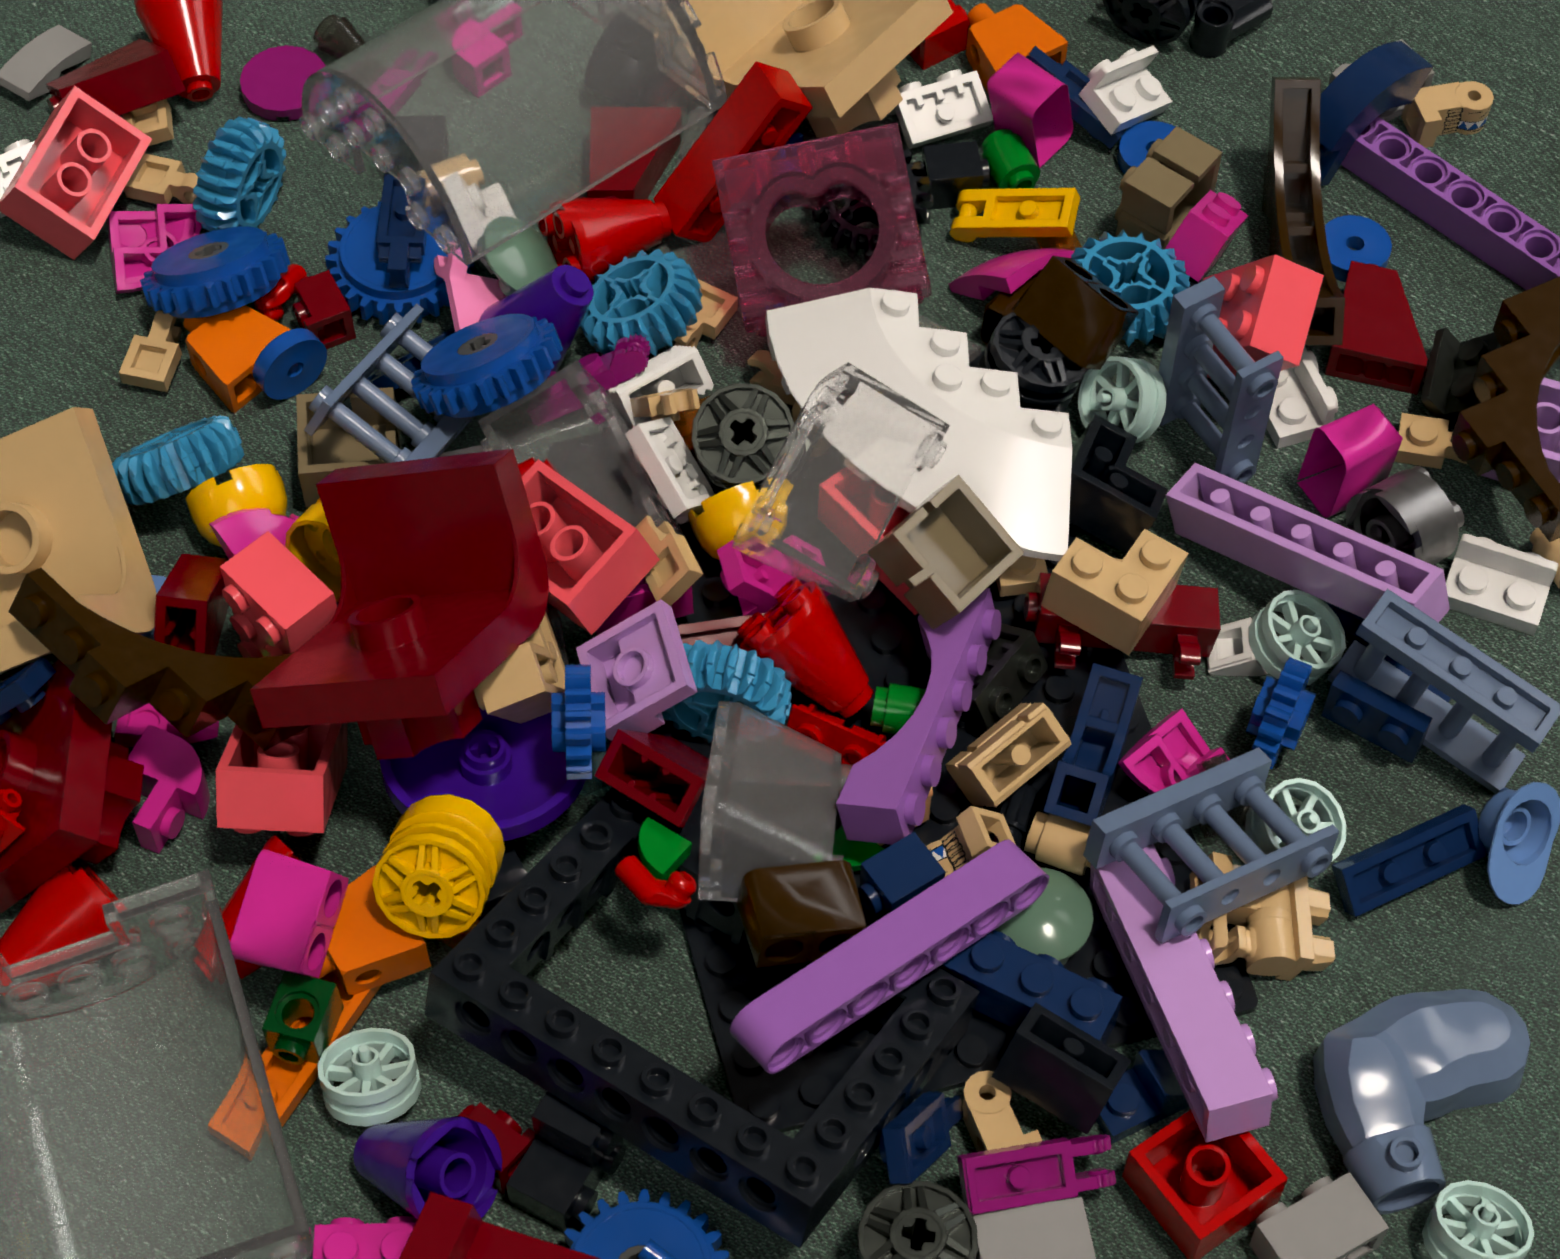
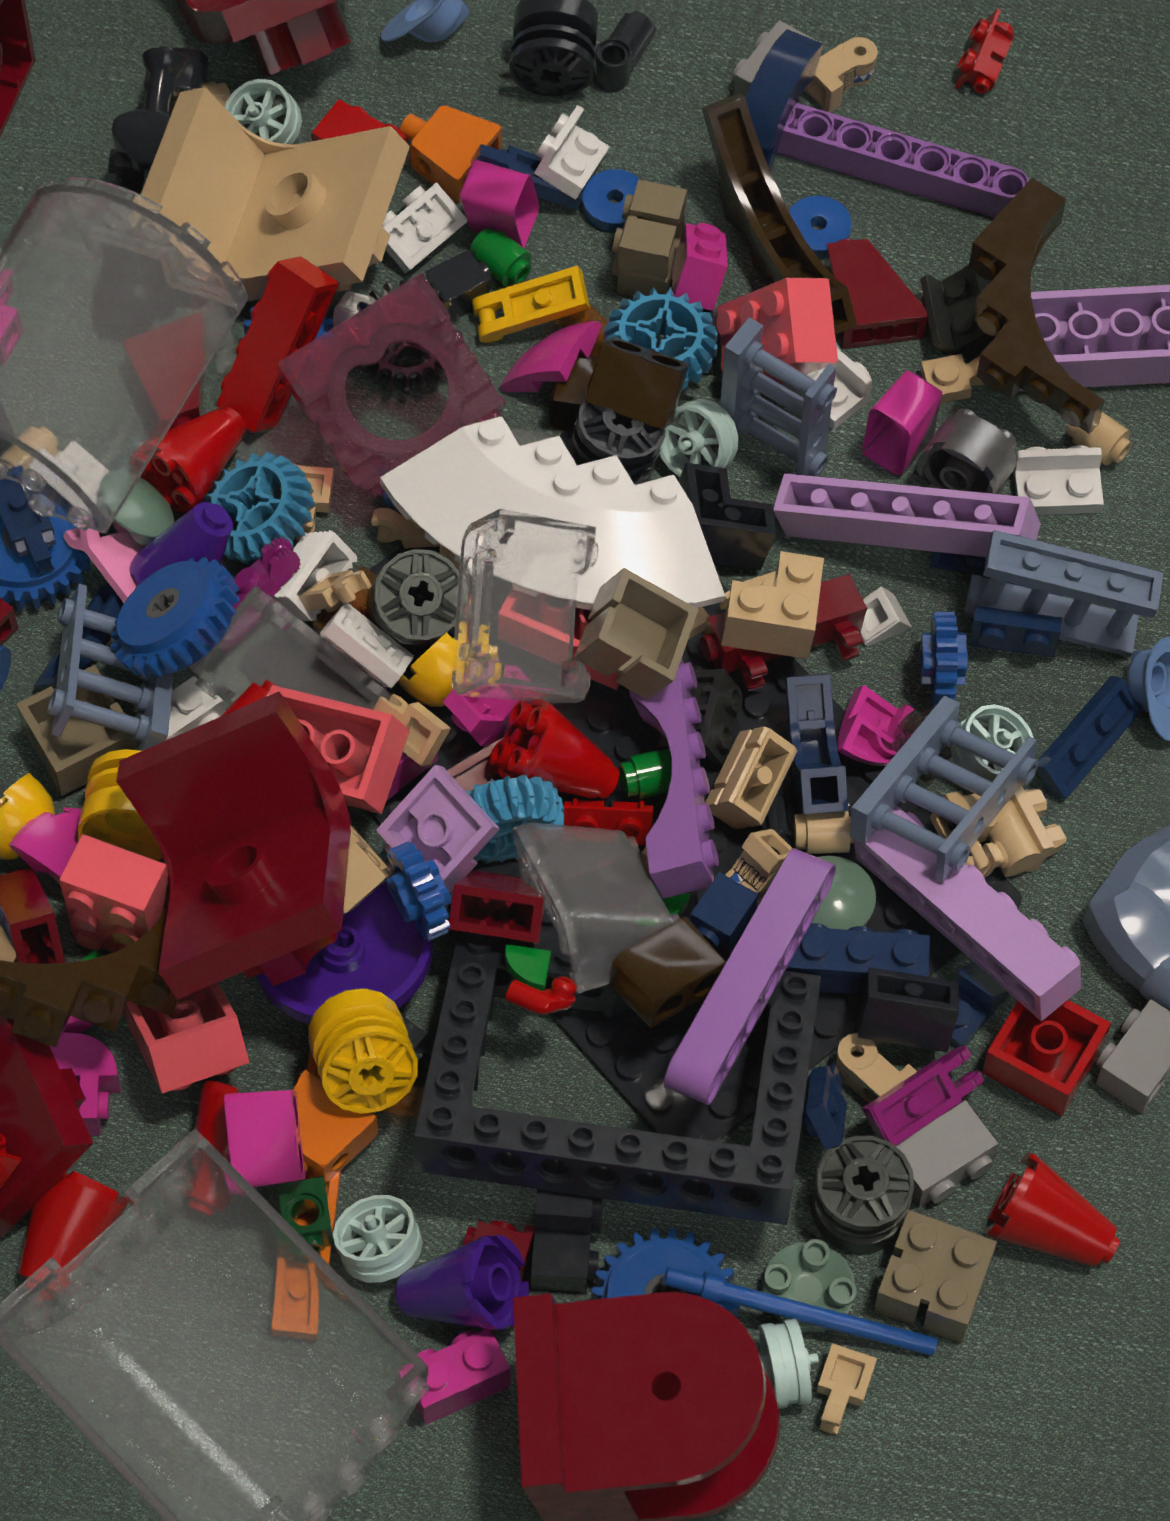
camera: 25 degrees left, 5 degrees up
(1306, 627) = (916, 597): light aqua wheel -> none

